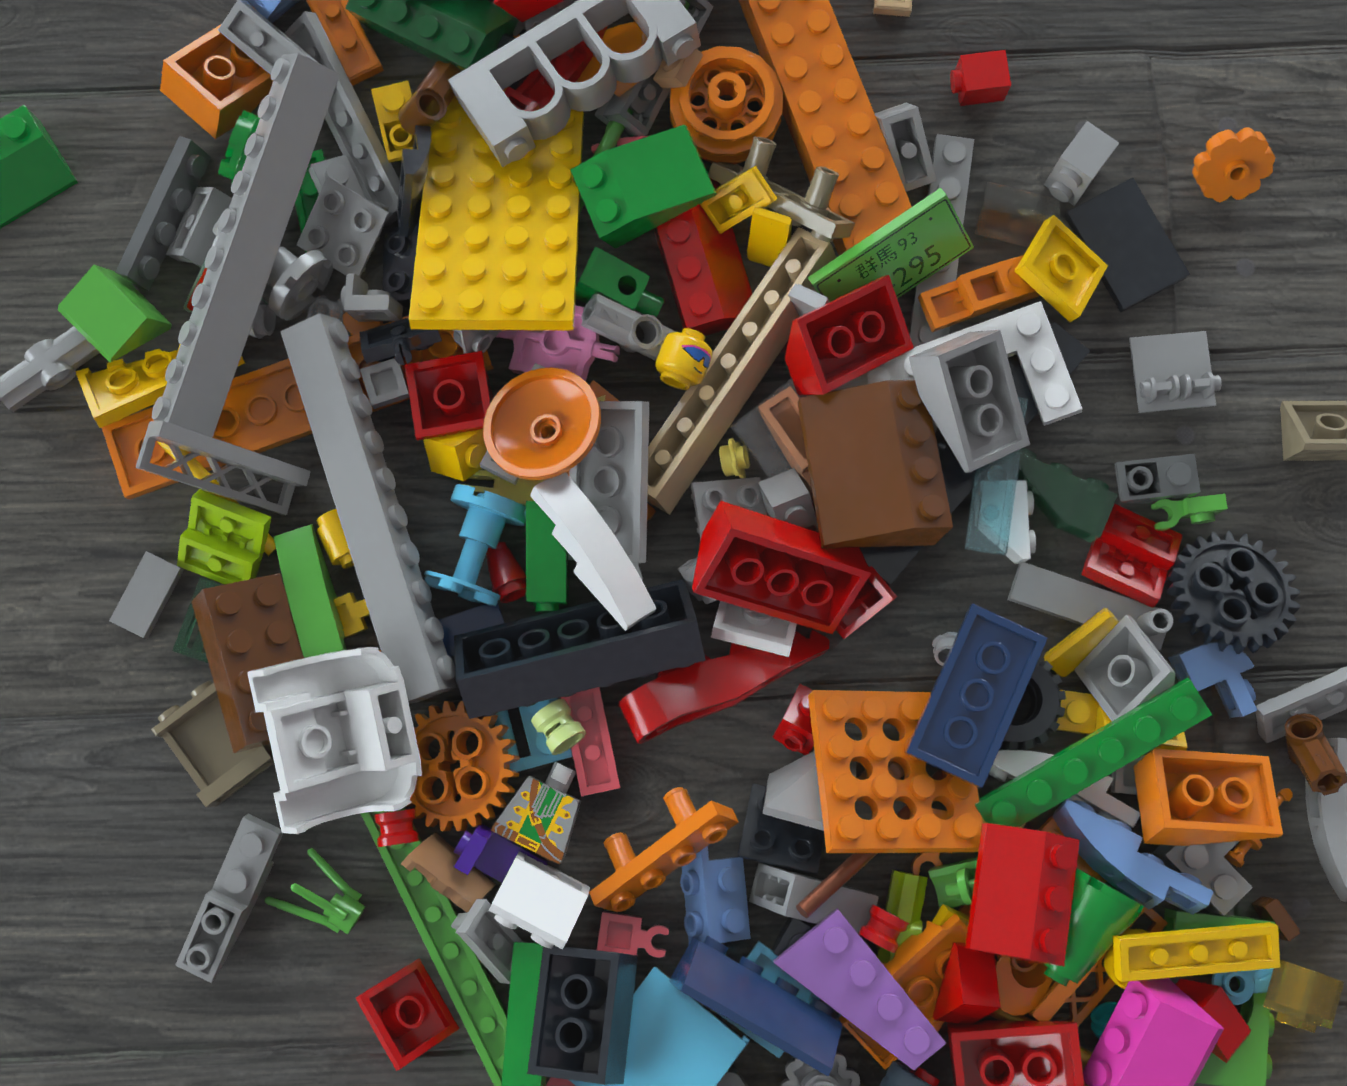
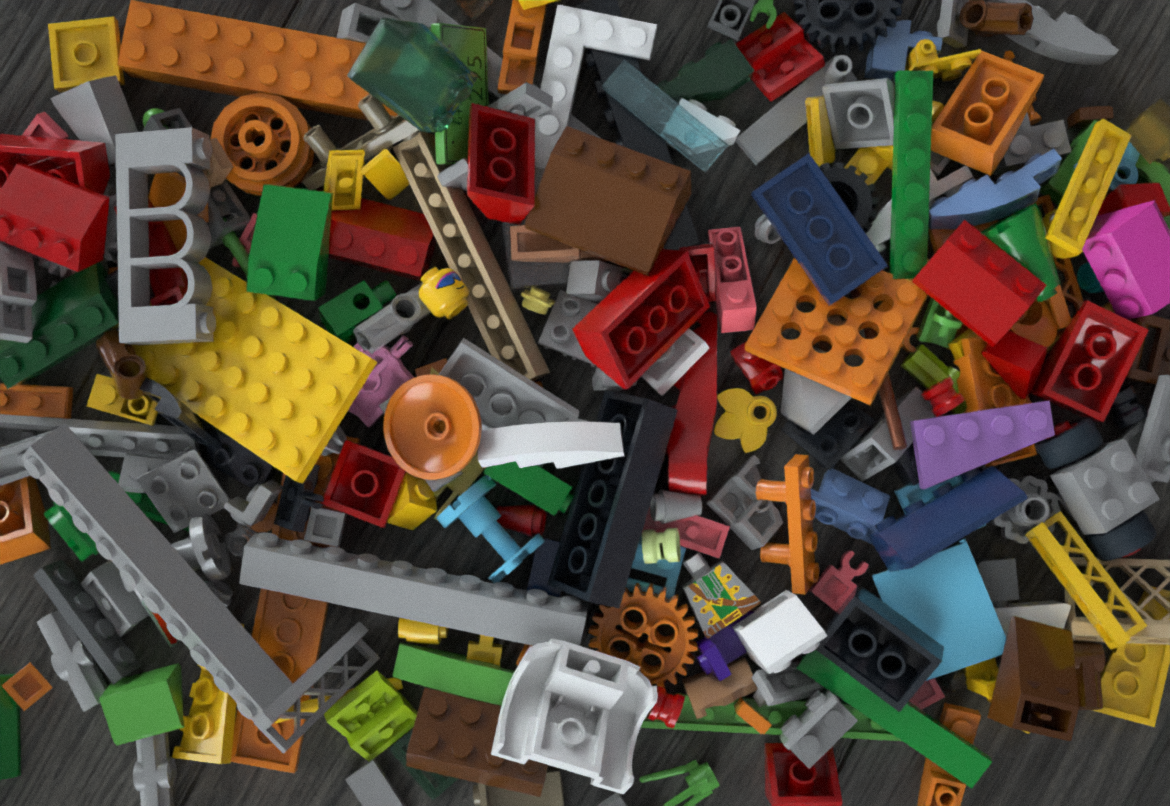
camera: 65 degrees left, 5 degrees up
(68, 194) = (27, 686): none -> orange plate
(117, 222) = (73, 660): none -> light grey piece
(437, 923) = (752, 716): none -> orange tile
(461, 1000) = (816, 727): none -> light grey bracket
(606, 716) = (673, 506): none -> light grey cone
(640, 802) = (738, 507): none -> light grey slope
(736, 735) = (740, 419): none -> yellow plate
(873, 641) = (733, 282): none -> coral slope
(879, 198) = (413, 74): none -> clear green slope
(923, 324) = (525, 101): none -> light grey plate
(972, 397) = (601, 98): light grey slope -> none
(1231, 736) = (925, 58): none -> yellow hinge

